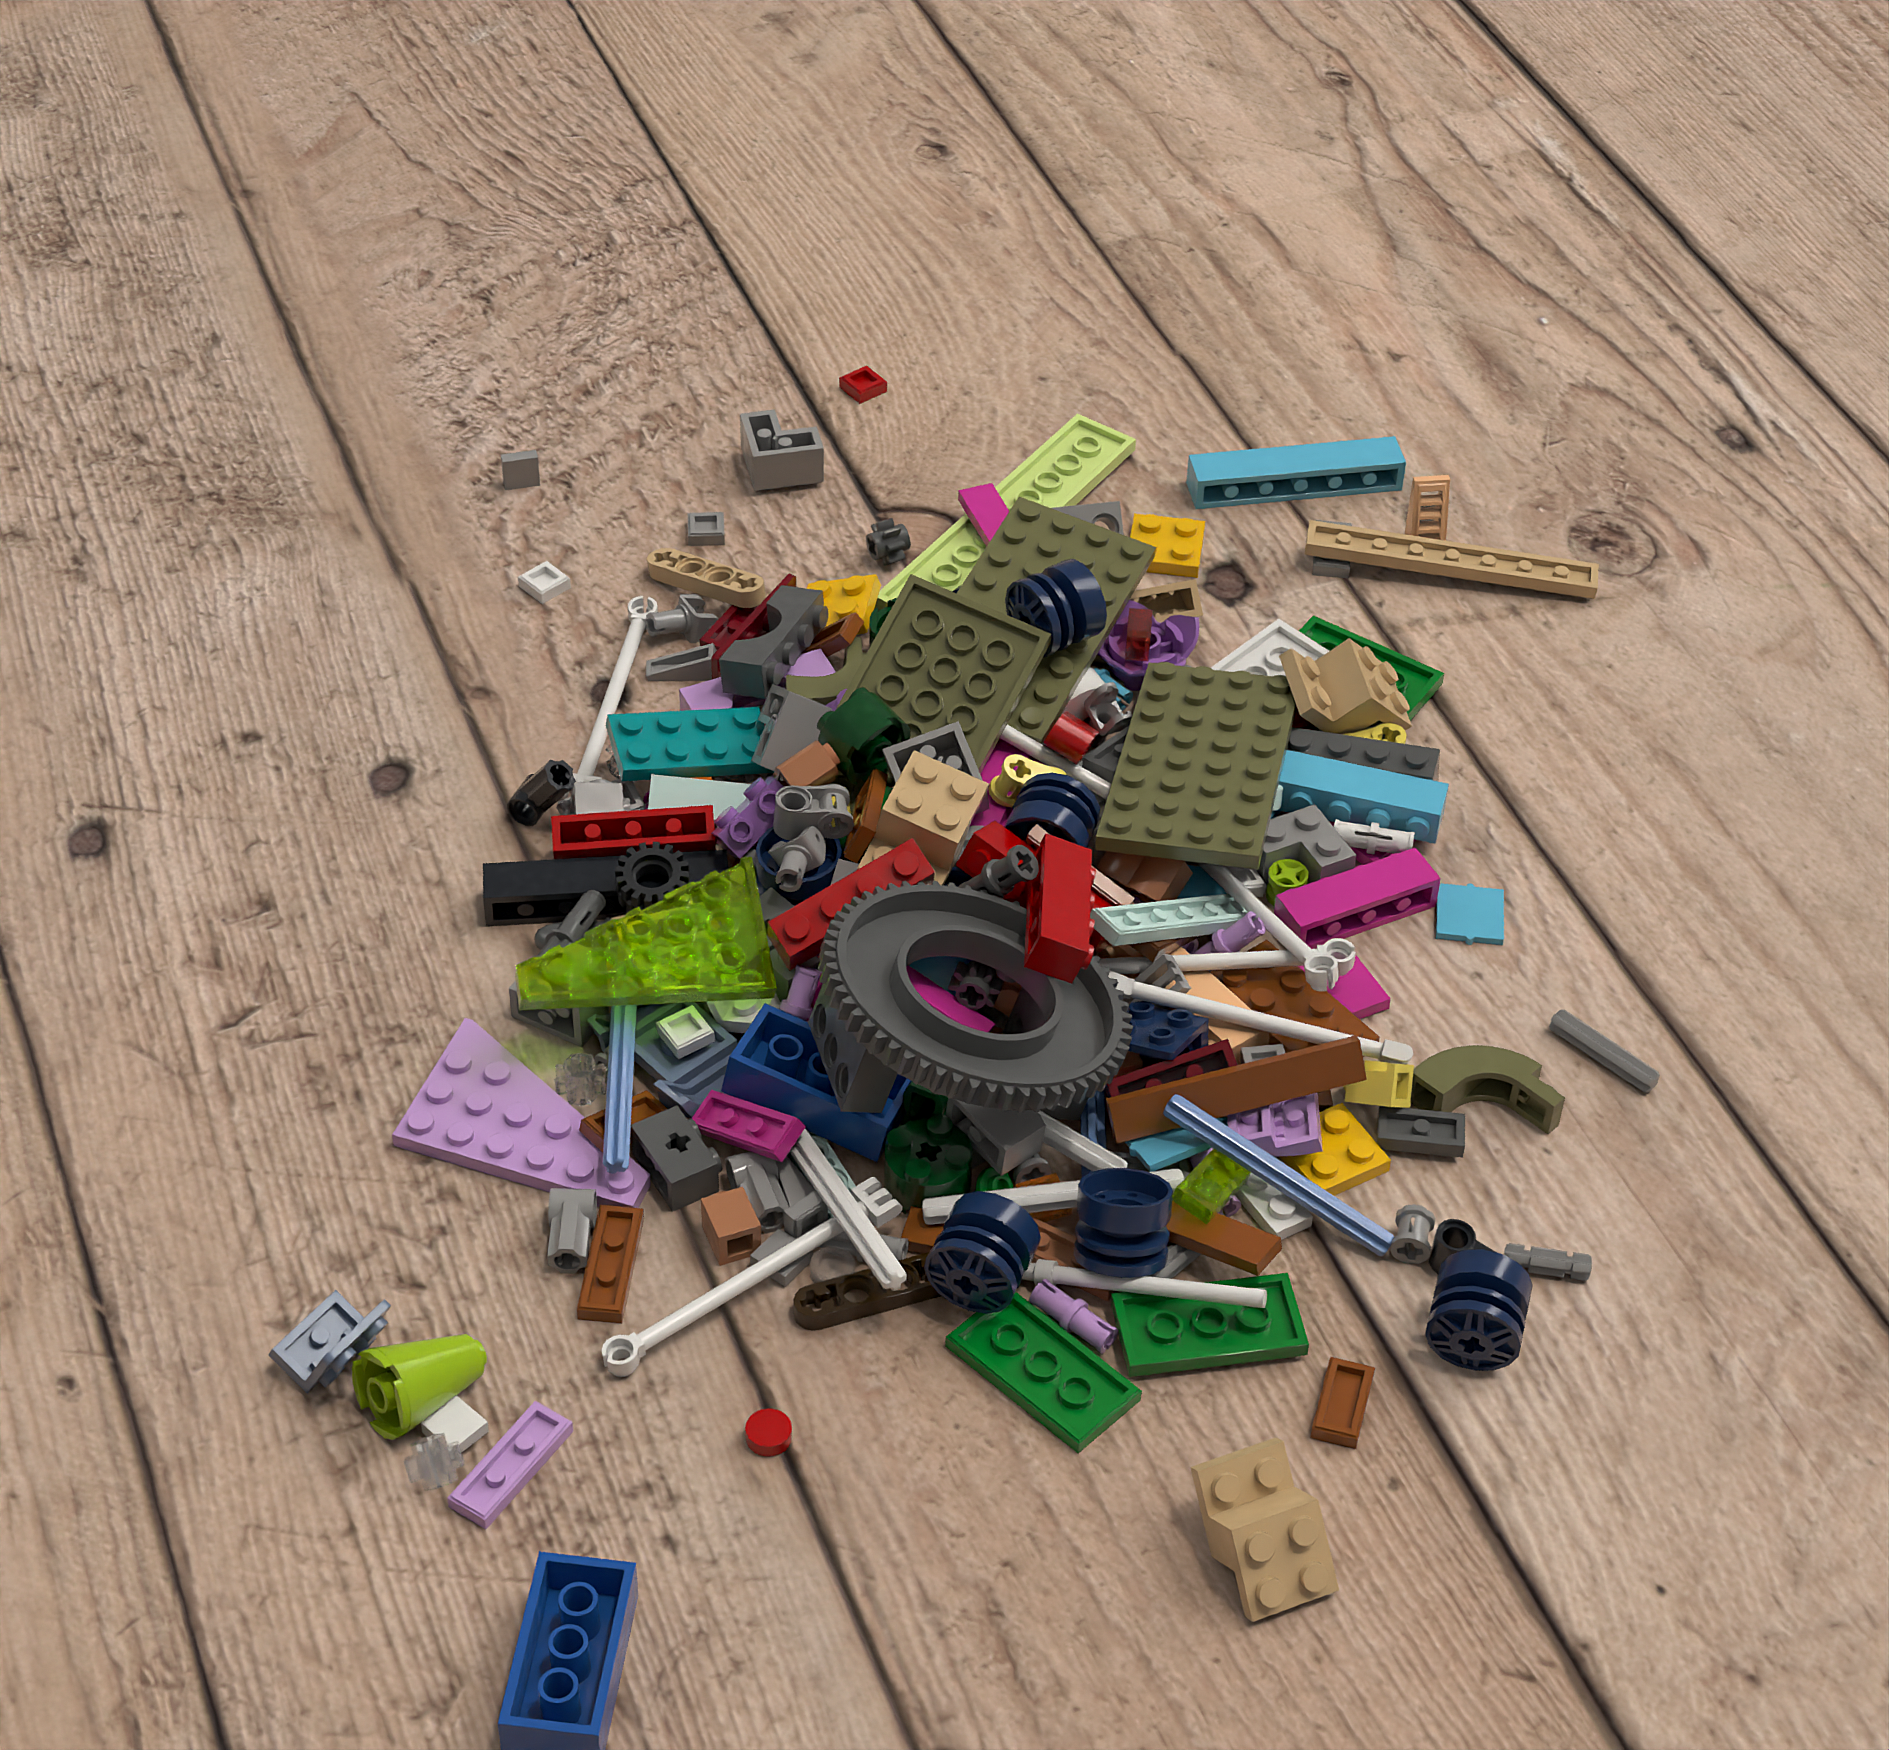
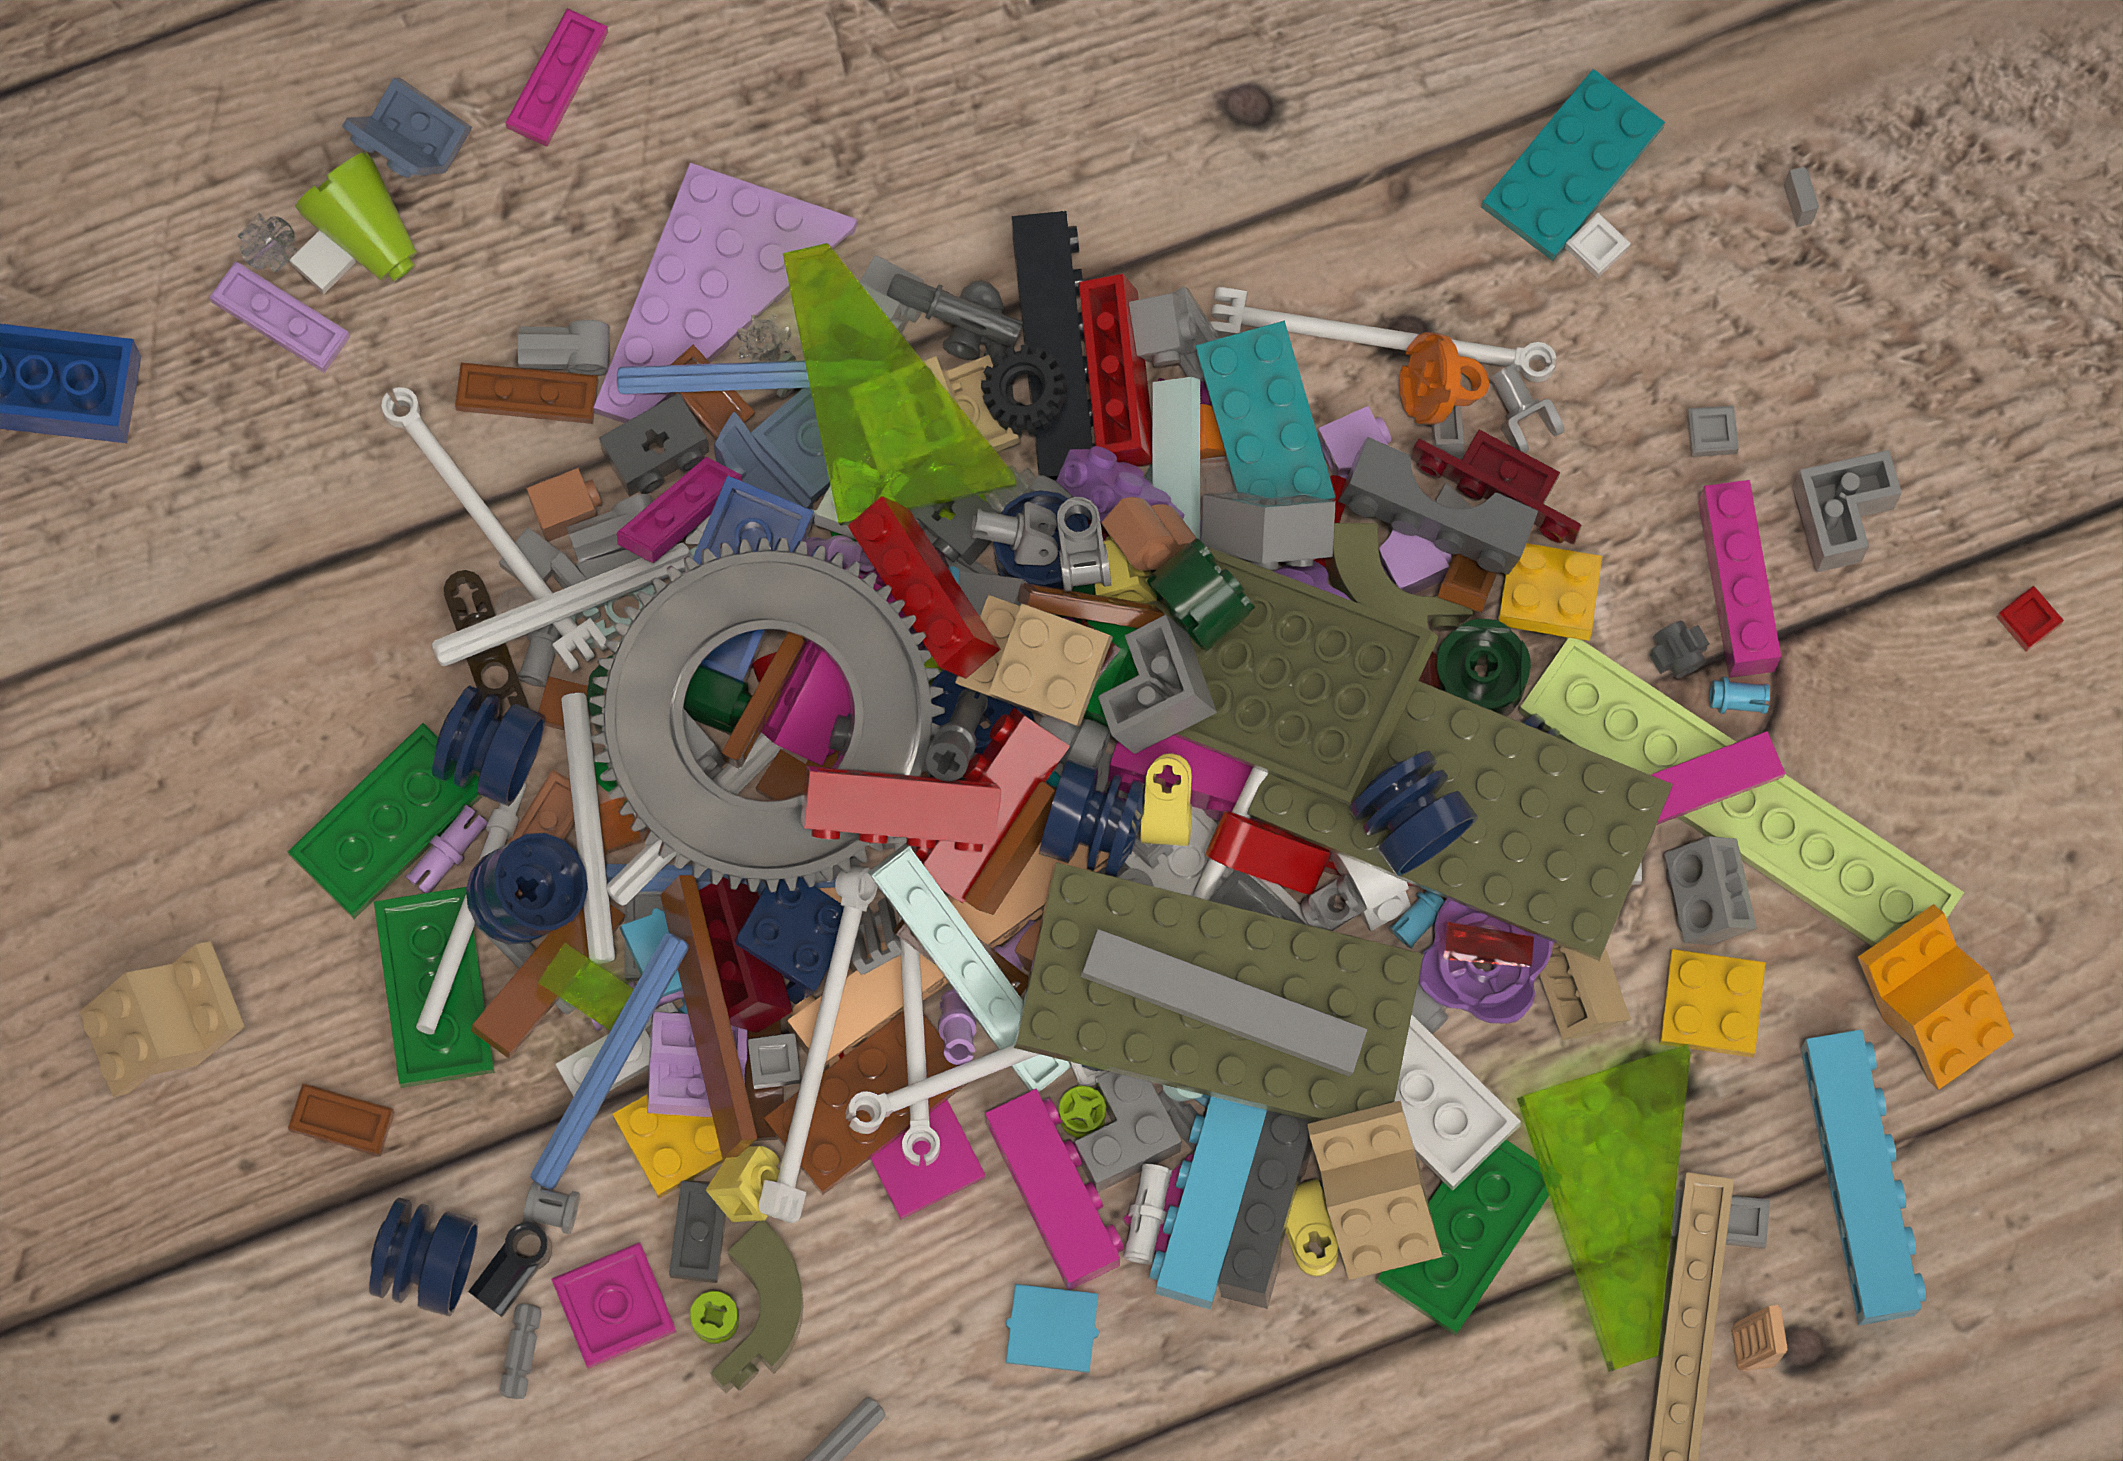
camera: 90 degrees right, 30 degrees up
(284, 1241) = (557, 77): none -> dark pink tile
(473, 592) = (1573, 164): none -> teal plate
(540, 792) = (1193, 265): black piece -> none
(657, 654) = (1433, 379): none -> orange tile
(685, 1032) = (806, 443): tile -> none
(706, 577) = (1598, 433): tan beam -> none
(768, 1432) = (312, 554): red tile -> none
(829, 508) = (1739, 578): none -> dark pink brick
(923, 523) = (1738, 696): none -> medium azure pin
(1162, 420) = (1936, 996): none -> light orange bracket
(1209, 744) = (1223, 1003): none -> light grey tile
(1320, 593) = (1612, 1178): none -> clear neon green wing
(1494, 1196) = (613, 1305): none -> dark pink tile
(1496, 1121) = (718, 1325): none -> lime wheel

